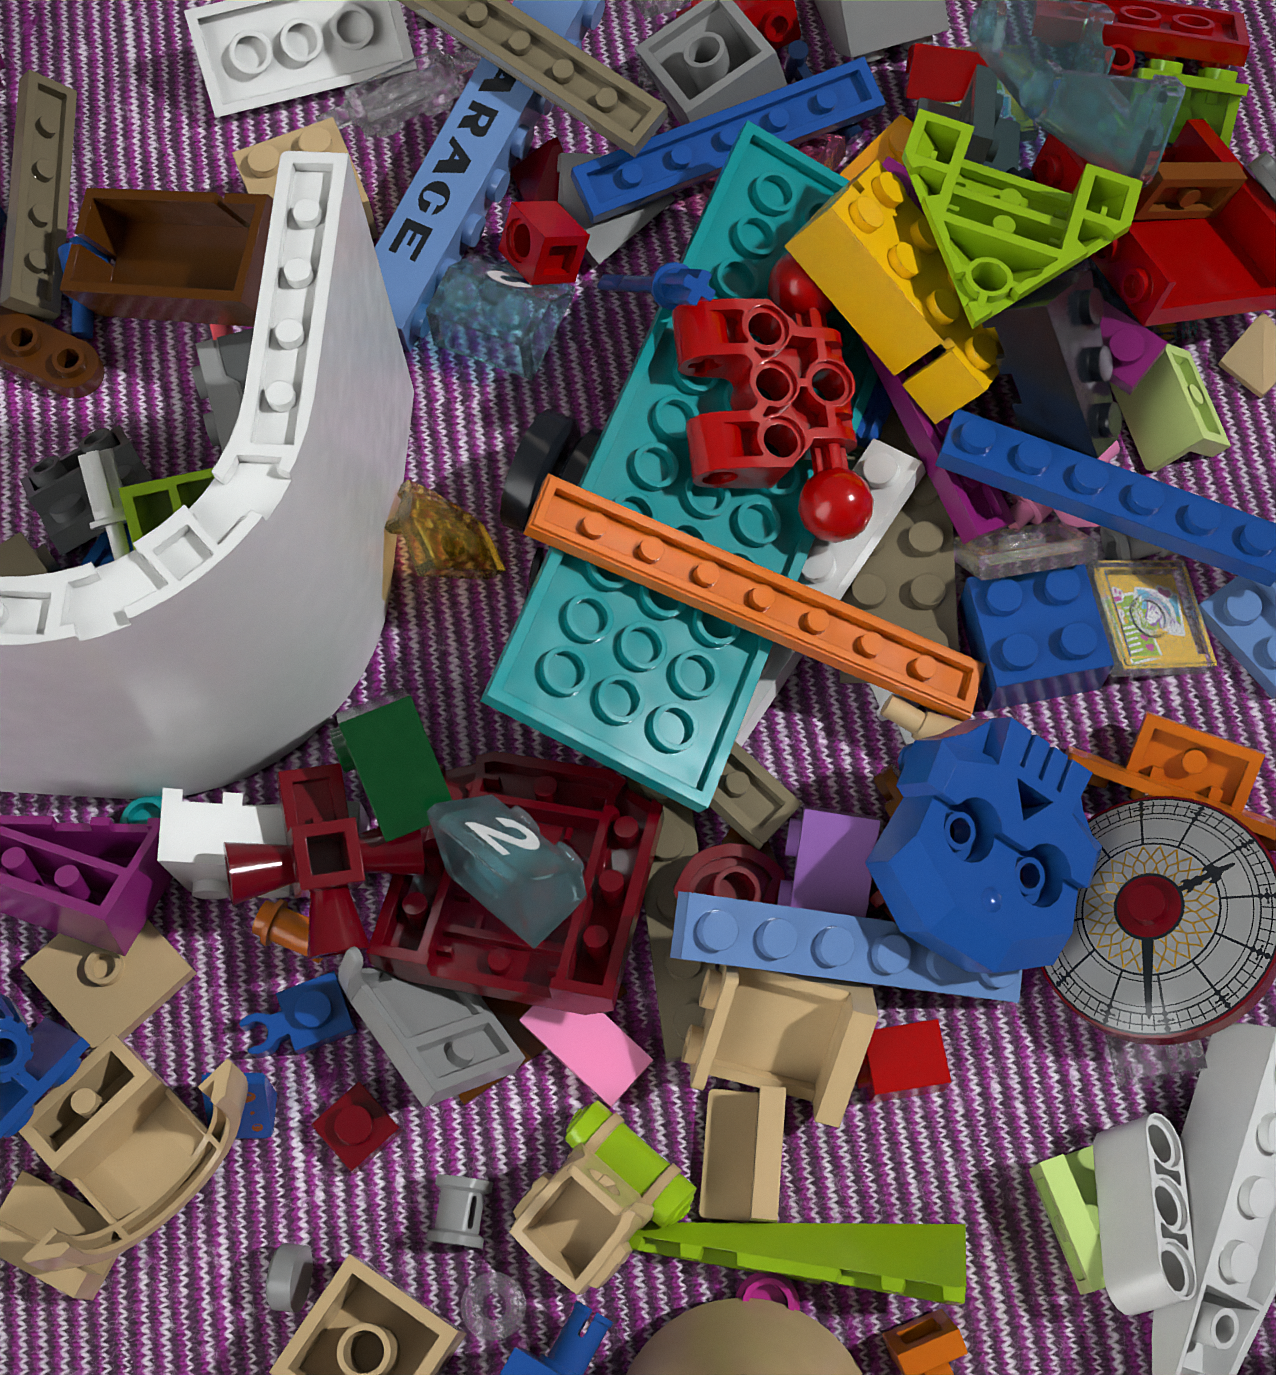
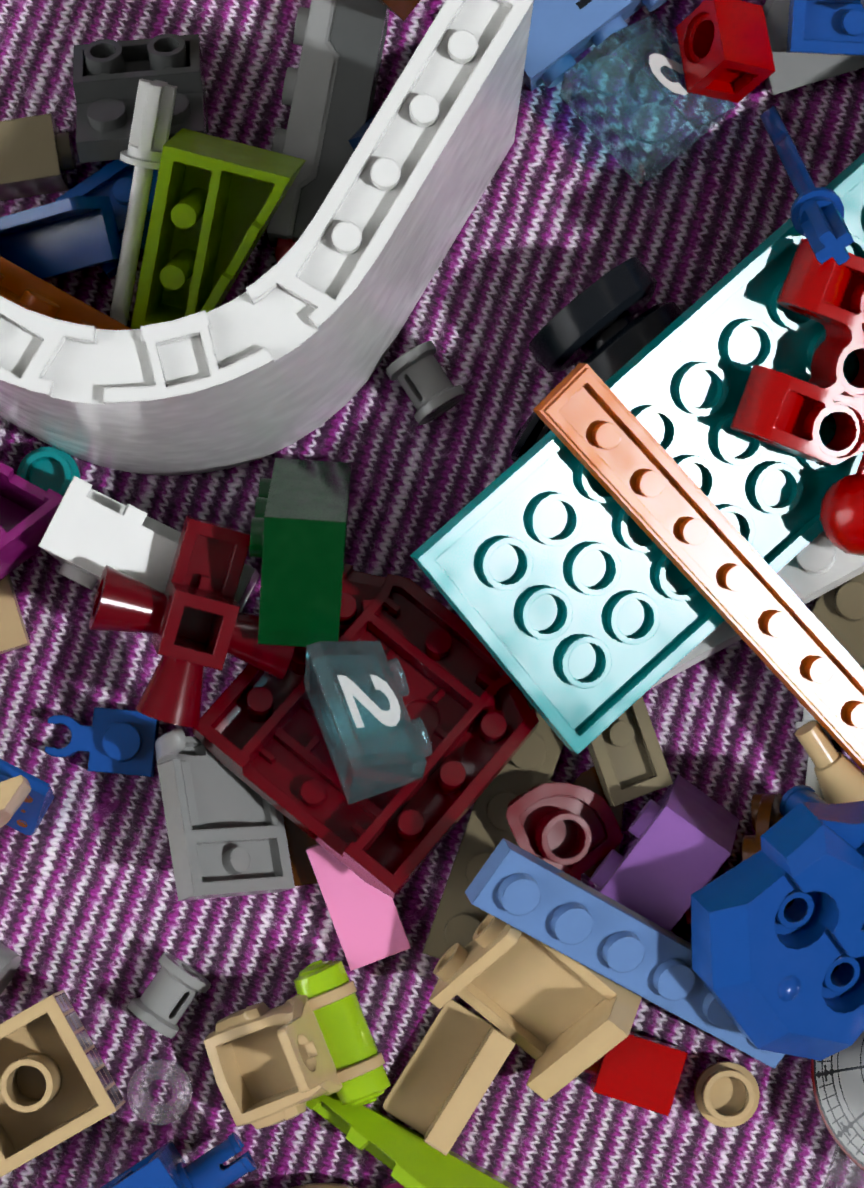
camera: 20 degrees right, 15 degrees up
(282, 926) = (133, 652): orange pin -> none
(356, 1127) = (112, 868): dark red plate -> none
(433, 598) = (425, 382): none -> light grey bush
(443, 536) = (463, 329): clear yellow slope -> none
(991, 1046) = (726, 1094): none -> tan plate

